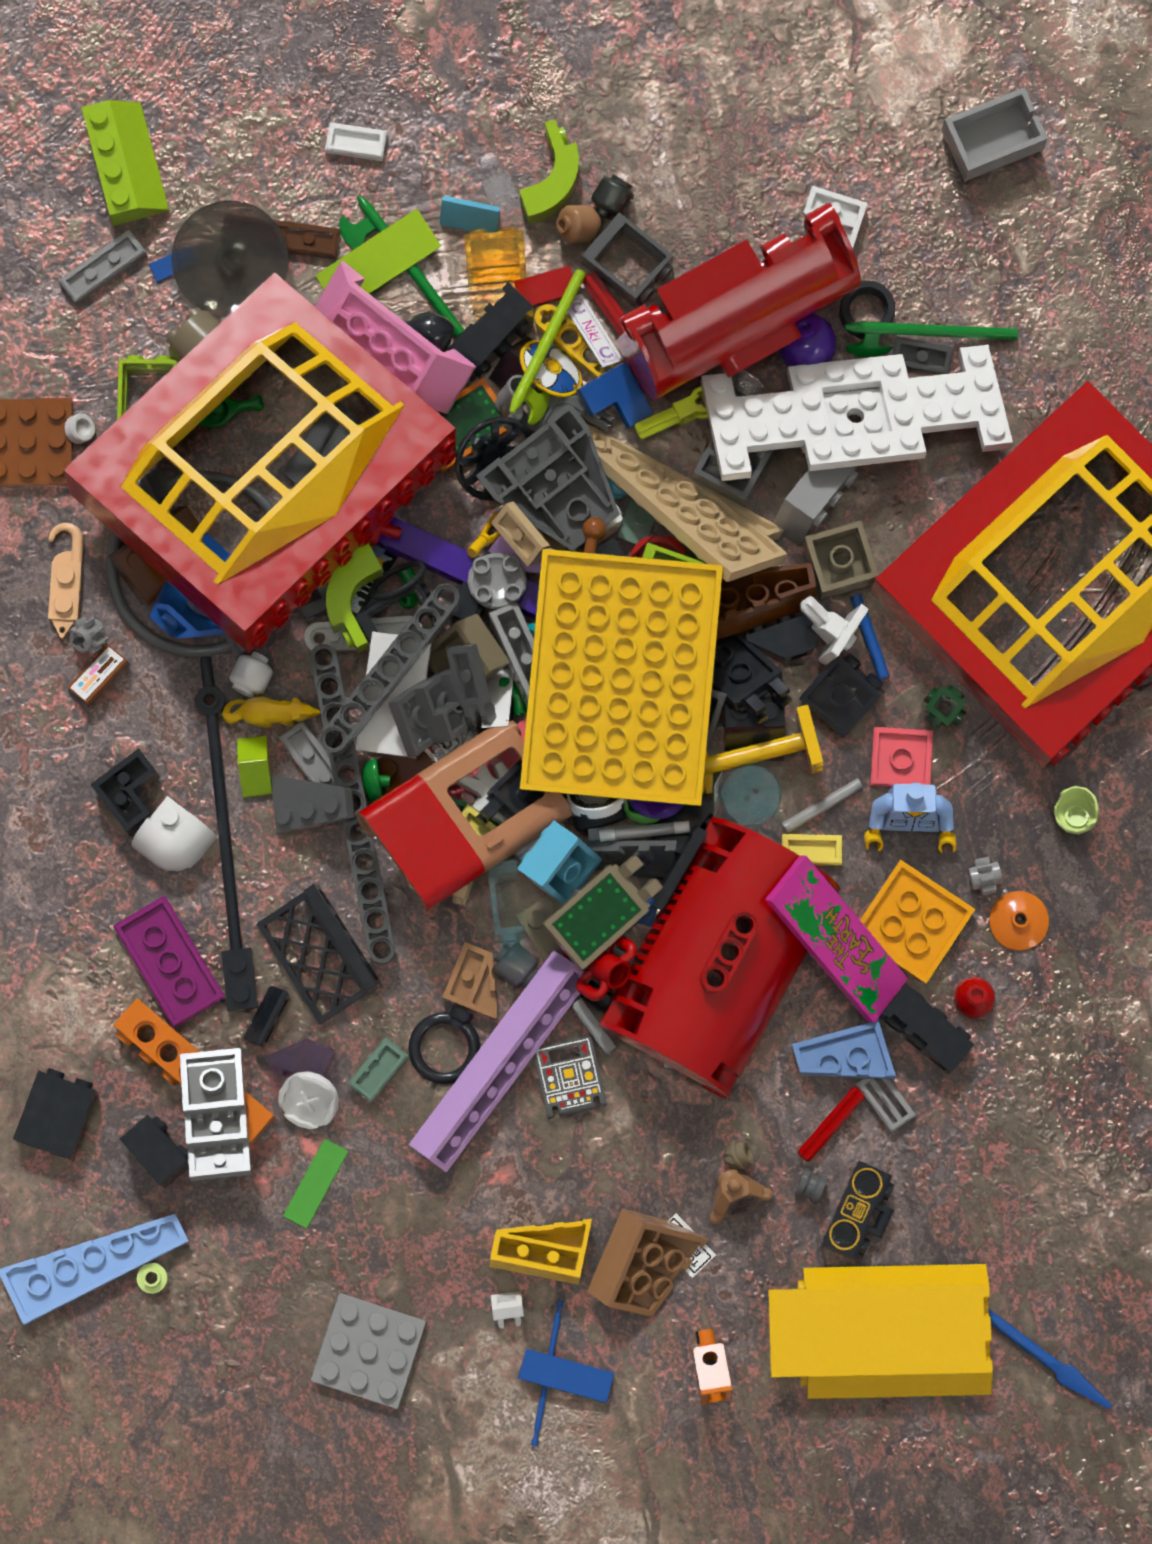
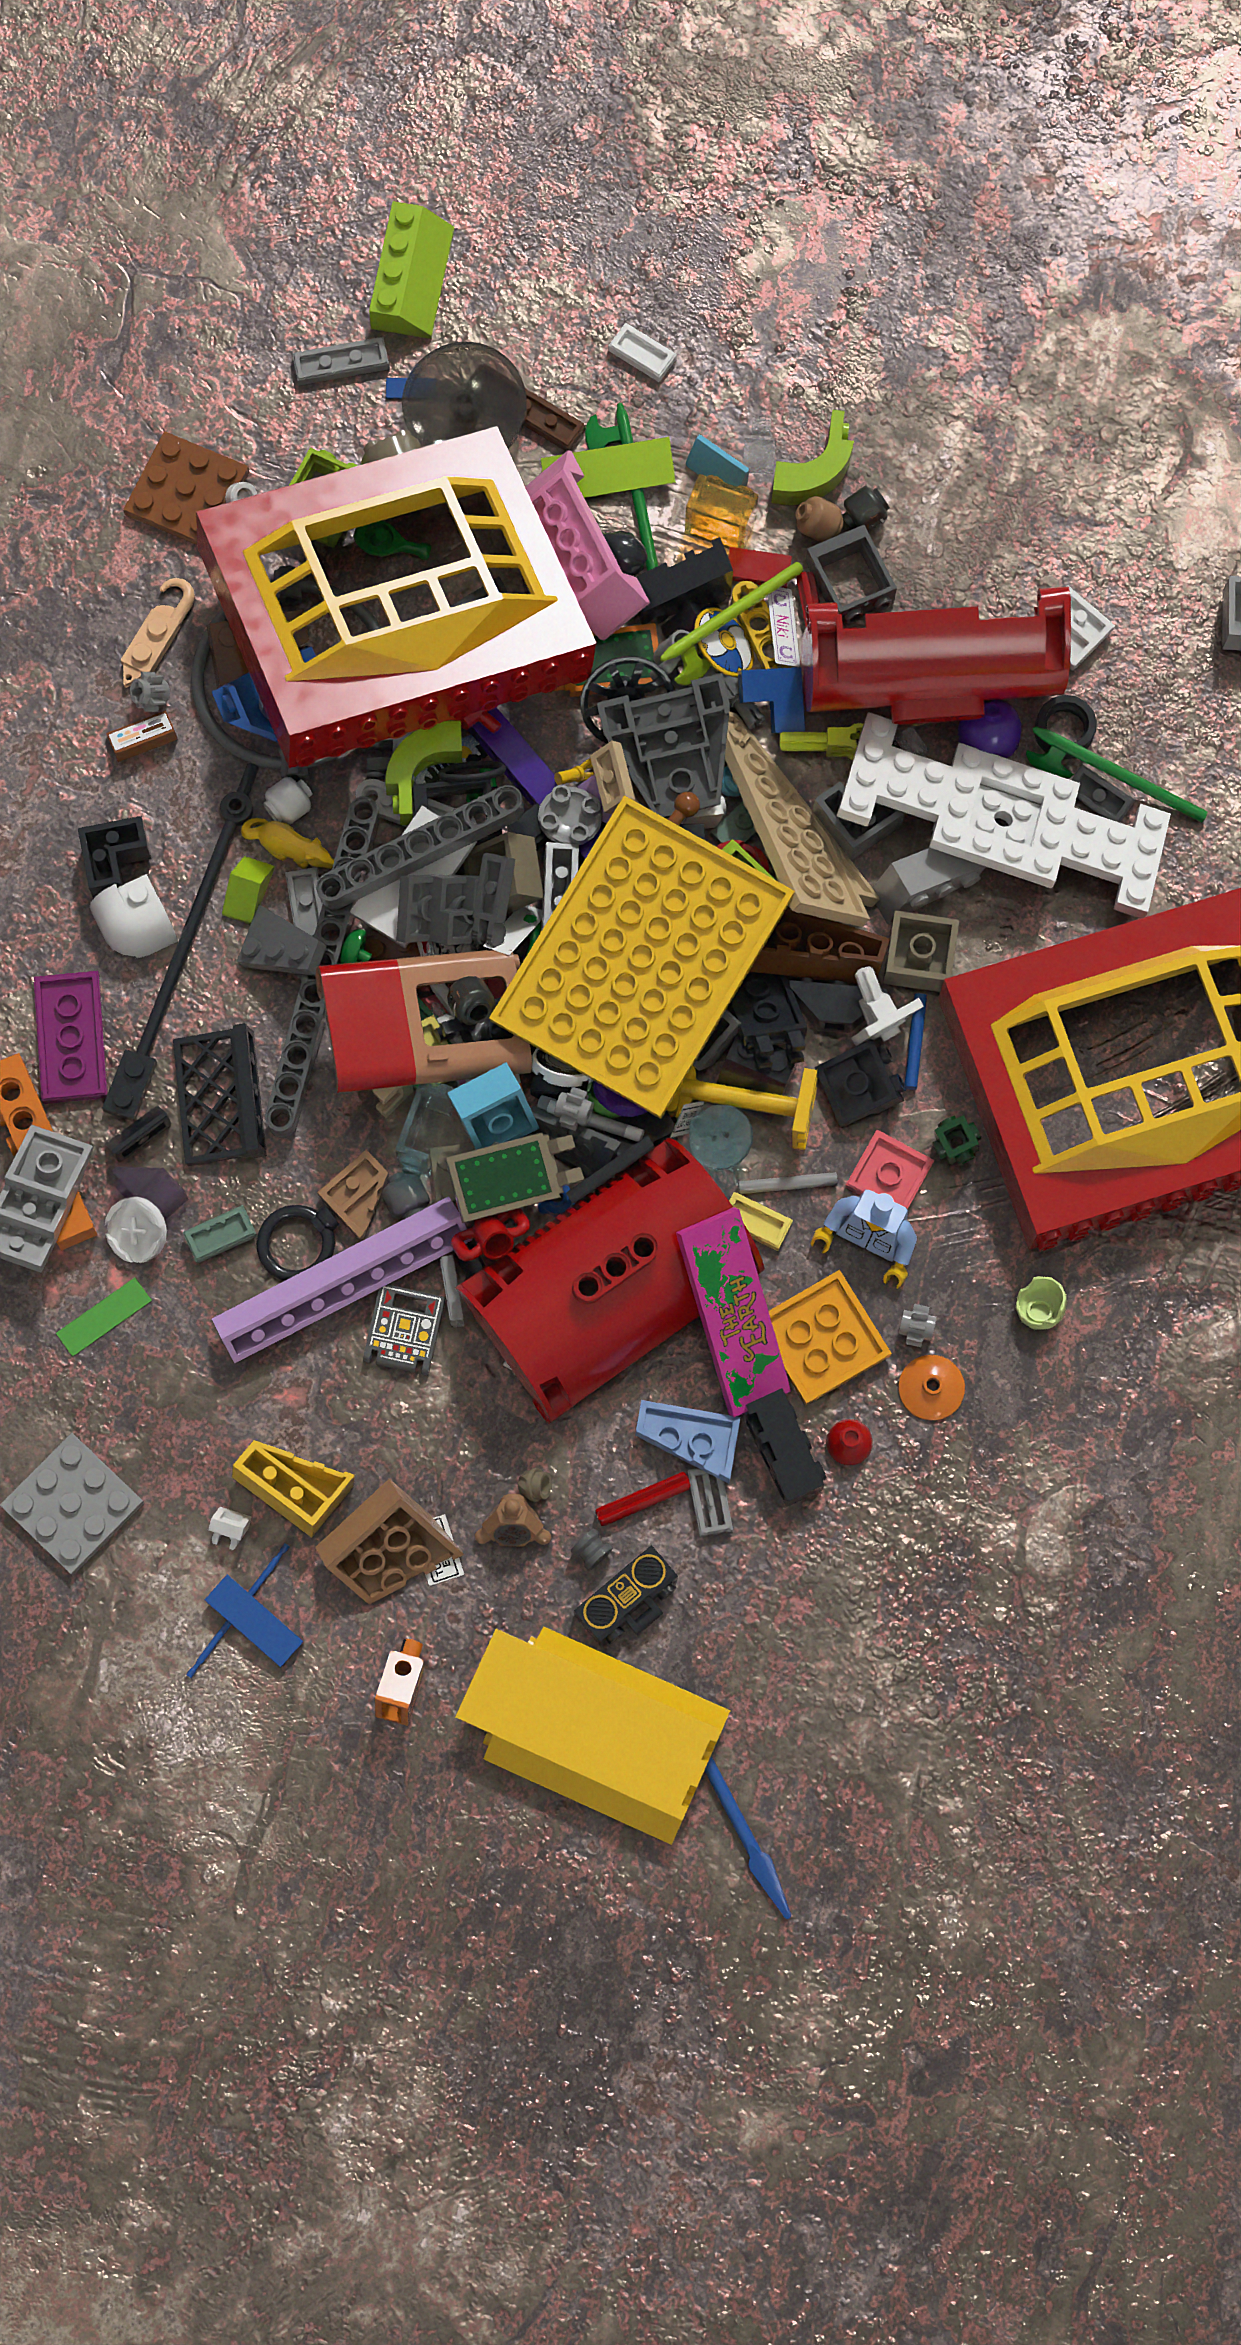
camera: 25 degrees right, 5 degrees down
(497, 780) = (471, 1000): none -> pearl dark grey head
(624, 831) = (574, 1108): none -> light grey gear

